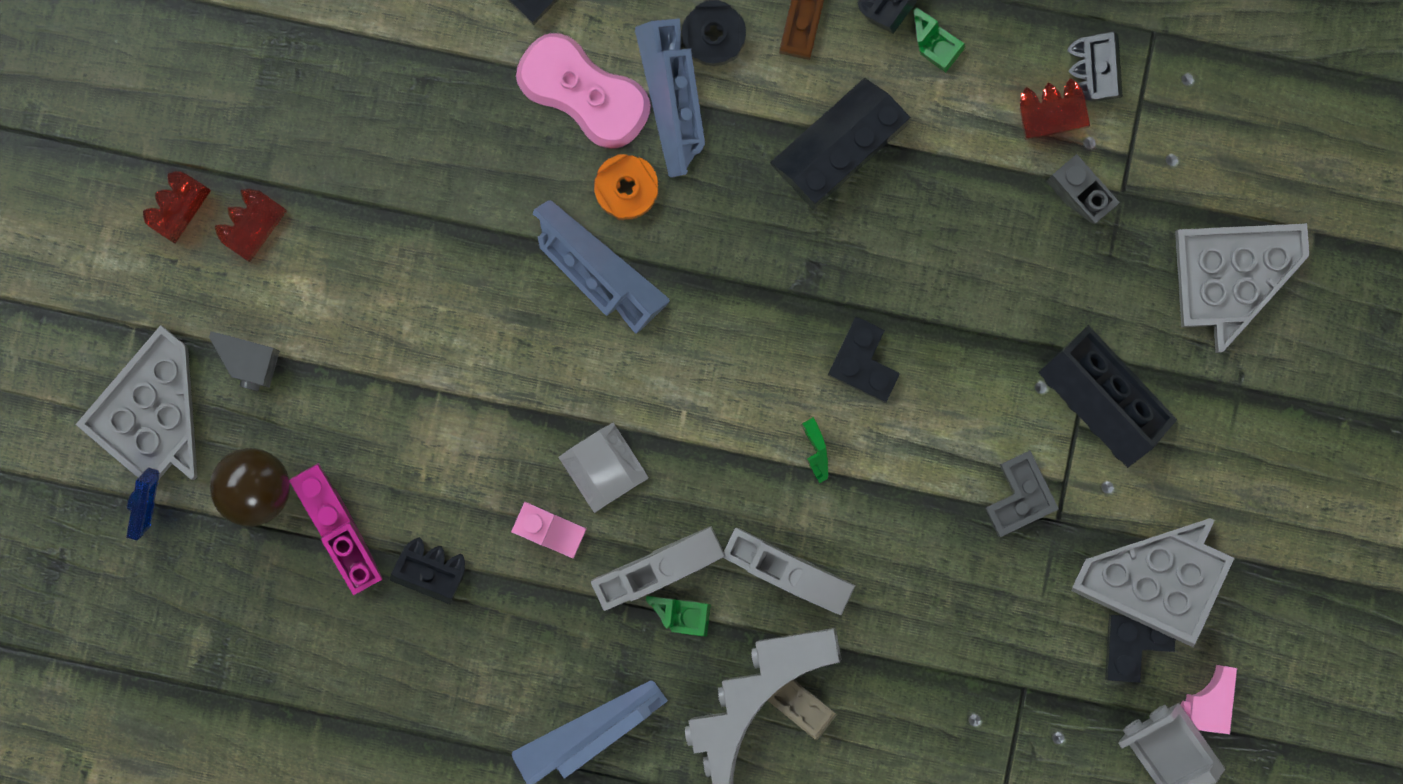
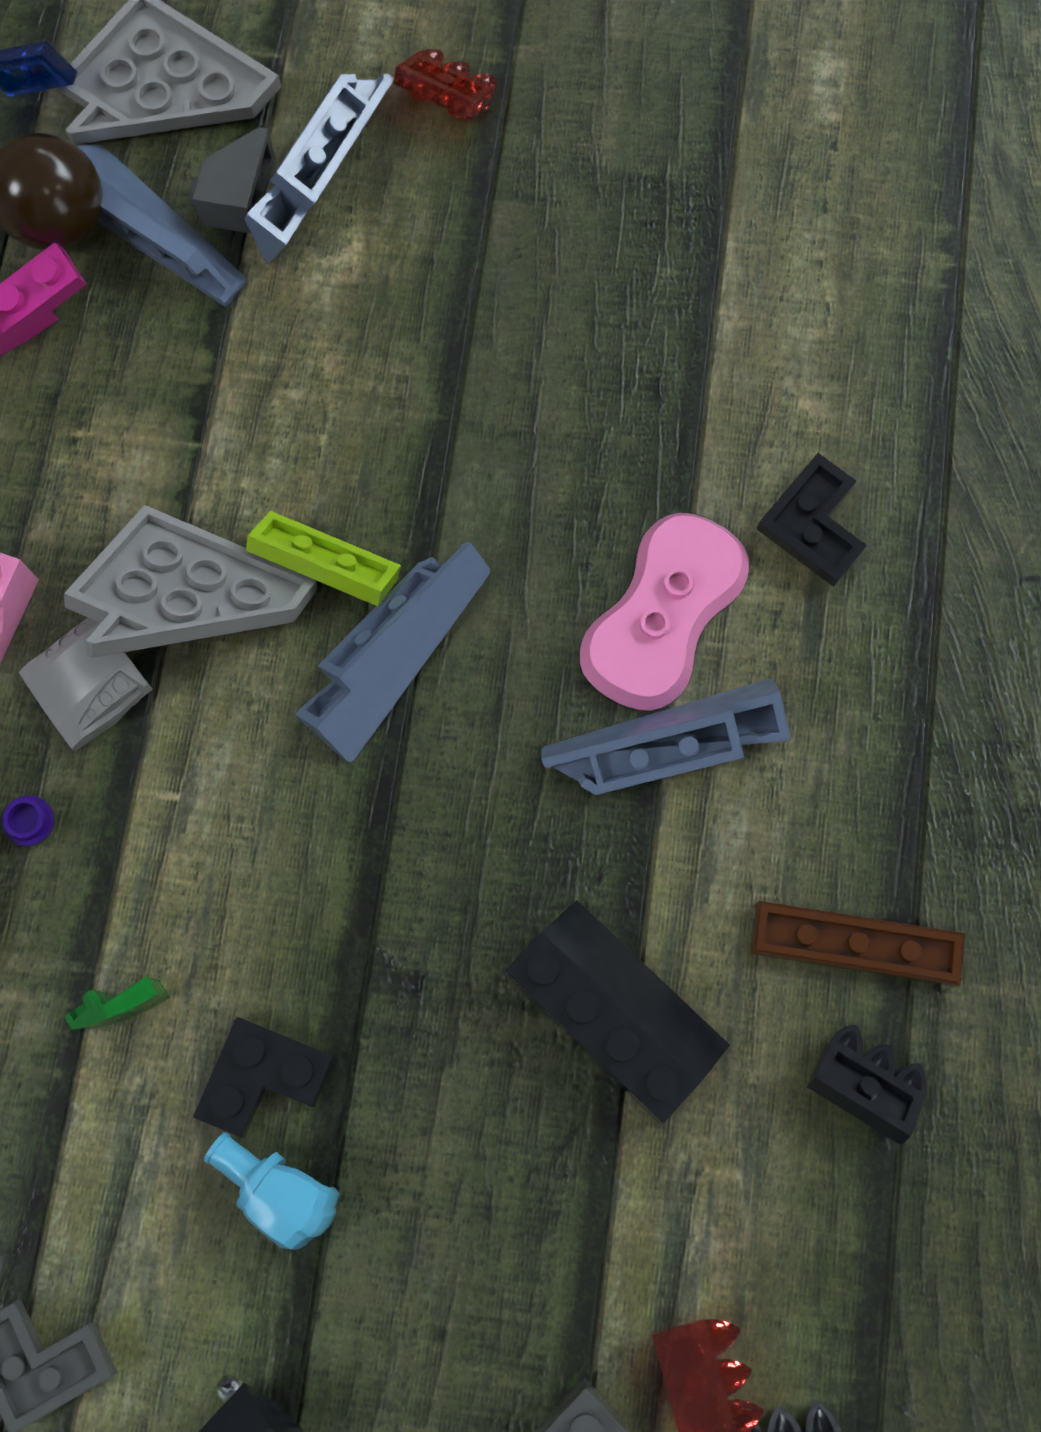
camera: 85 degrees right, 10 degrees down
(236, 296) = (313, 160): none -> wedge
(251, 224) = (429, 182): clear red plate -> none
(272, 417) = (158, 231): none -> sand blue wedge
(533, 308) = (323, 558): none -> lime plate
(548, 397) = (178, 585): none -> light grey wing
(608, 182) = (515, 708): orange plate -> none
(694, 505) = (28, 821): none -> dark purple plate
(727, 20) = (792, 773): black plate -> none
(936, 43) = (802, 1161): green slope -> none
(936, 352) = (275, 1197): none -> medium azure piece

